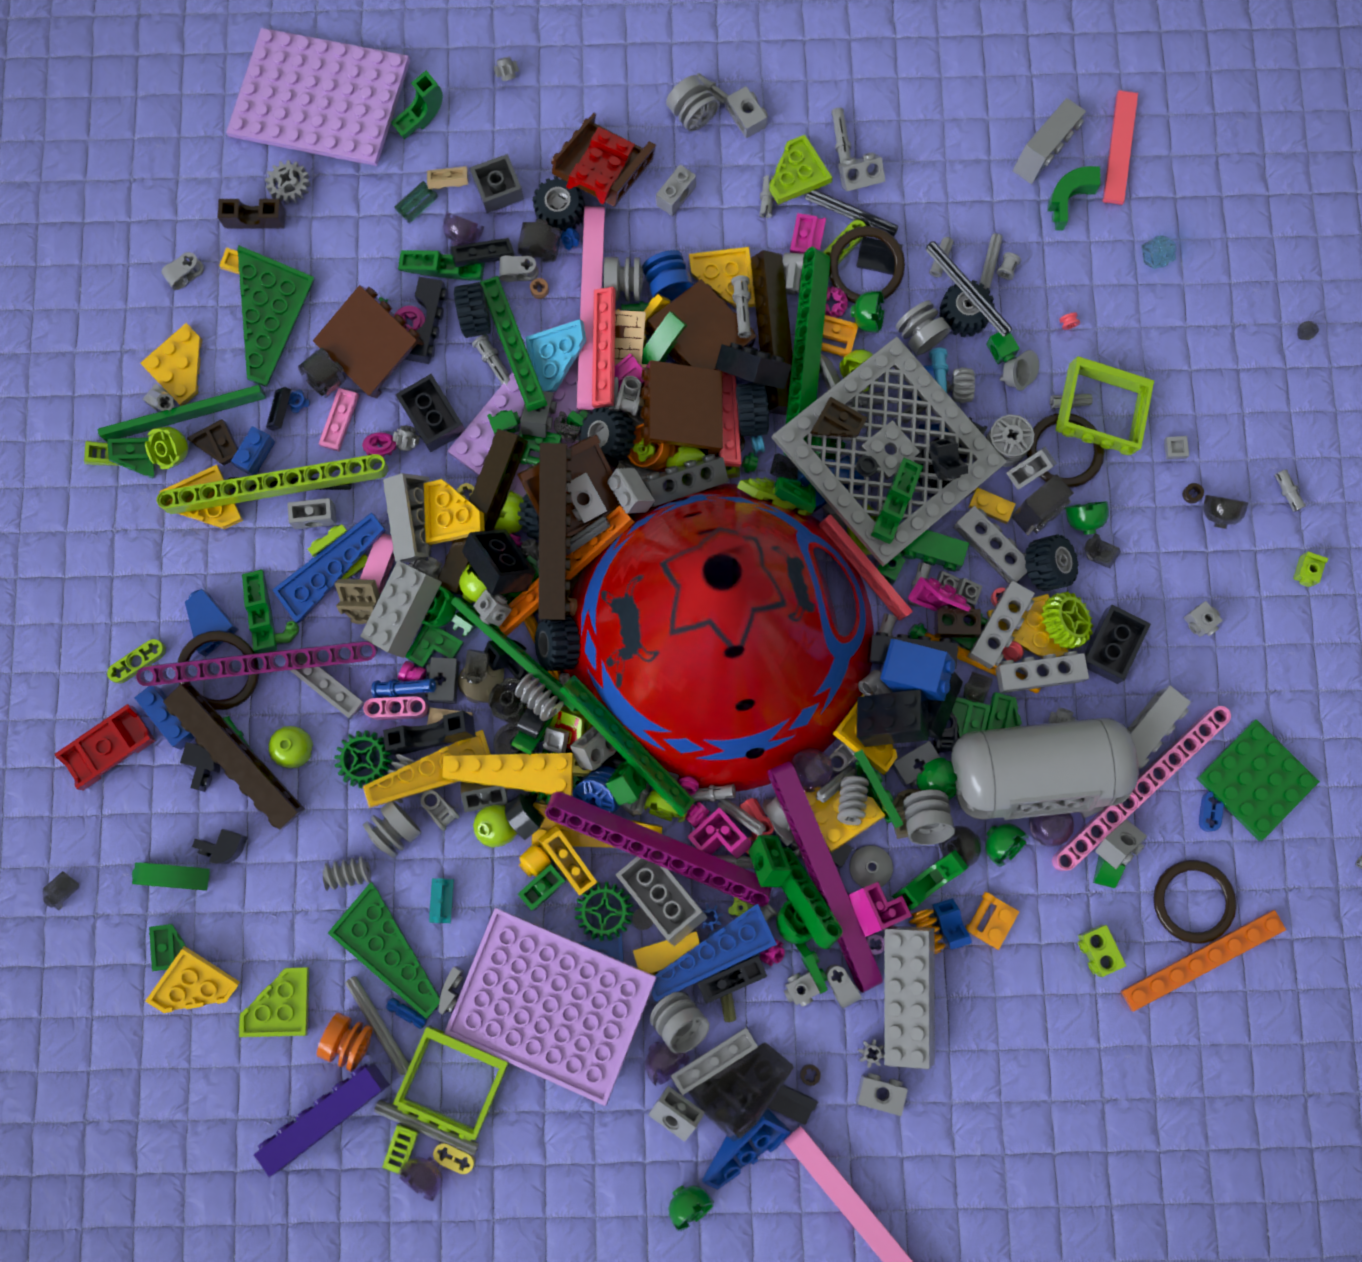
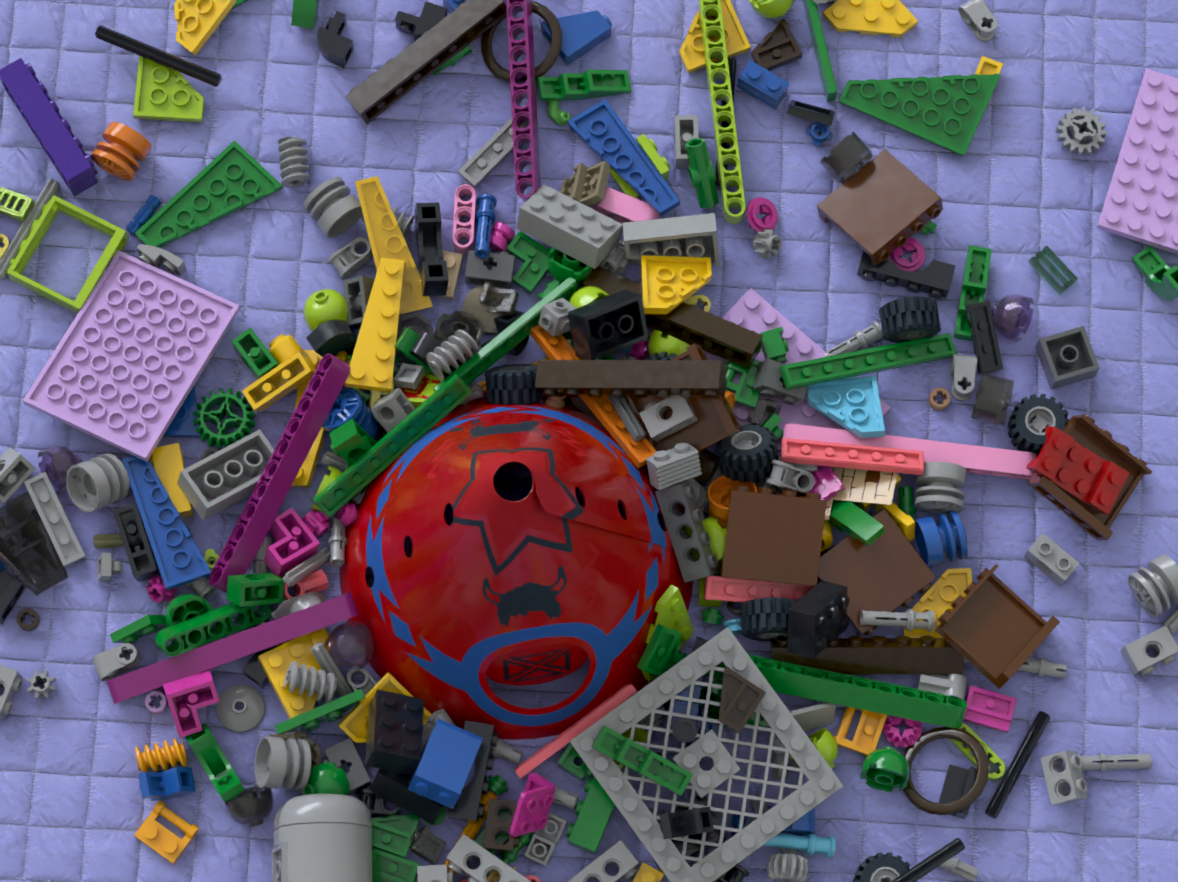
camera: 90 degrees right, 5 degrees down
(243, 1018) = (158, 56): none -> black axle
(267, 215) = (1041, 82): dark brown arch -> none
(290, 747) = (434, 112): lime cylinder -> none
(339, 419) = (796, 176): bright pink tile -> none
(343, 494) = (702, 173): none -> green piece
(357, 766) = (423, 171): green gear -> none
(378, 1025) = (135, 186): light grey axle -> none
(430, 413) = (793, 270): black brick -> none
(441, 900) = (255, 255): teal hinge -> none
(447, 177) = (1079, 304): tan plate -> none
(570, 238) = (997, 436): blue plate -> none
(644, 455) = (723, 492): lime plate -> none
(715, 916) = (205, 534): blue gear -> none
(743, 227) = (994, 628): none -> reddish brown panel
(755, 1006) = (106, 567): none -> light grey tile
(798, 171) = (1069, 703): lime plate -> none
(809, 991) = (113, 607): light grey brick -> none
(909, 997) = (94, 726): light grey brick -> none
(921, 325) = (864, 825): light grey wheel -> none
(1004, 842) = (249, 852): green cylinder -> none

